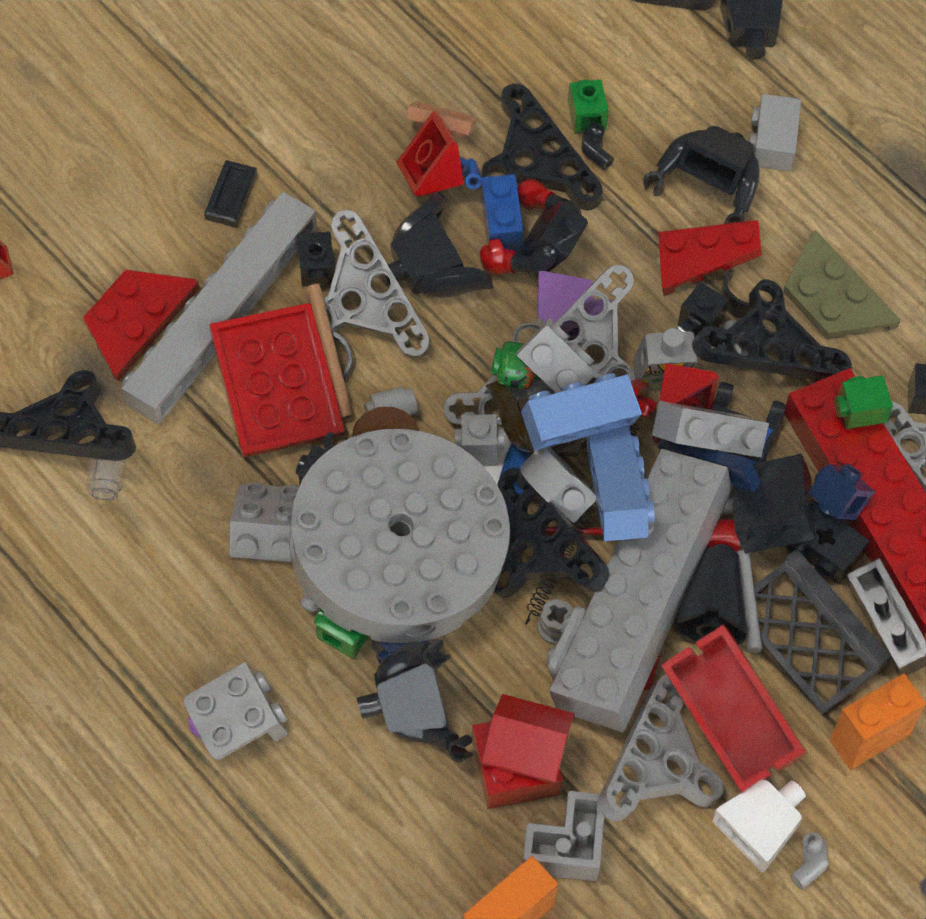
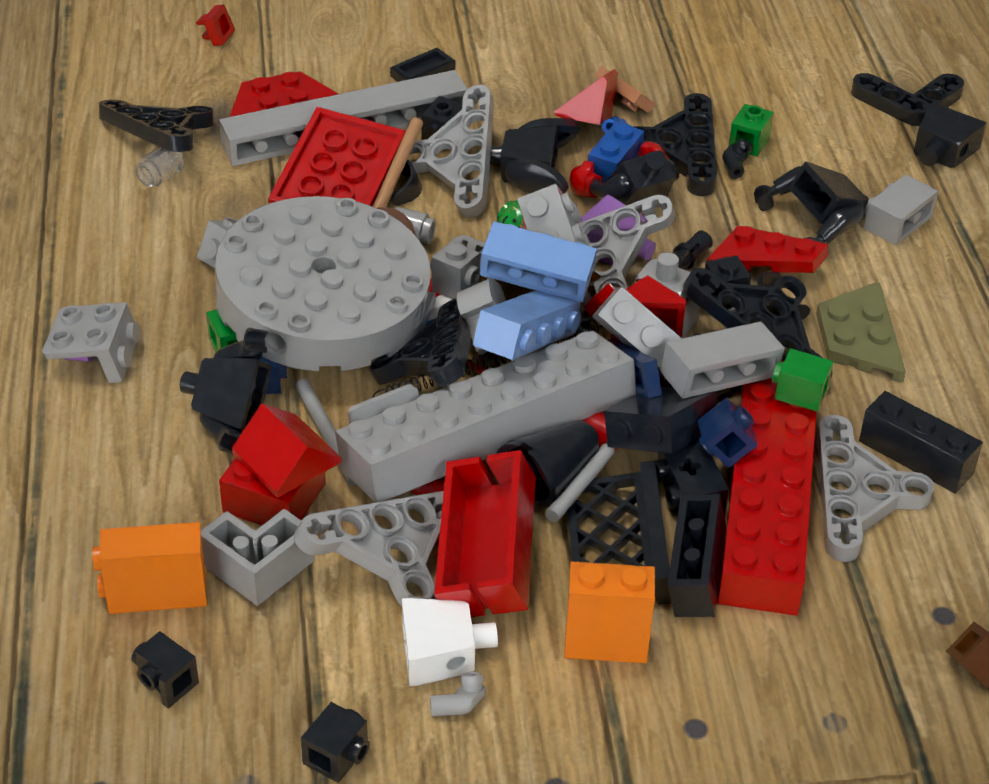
camera: 35 degrees right, 20 degrees down
(497, 670) = (319, 417): none -> light grey bar
(640, 295) = (695, 246): none -> black pin
(791, 422) = (721, 359): none -> light grey brick

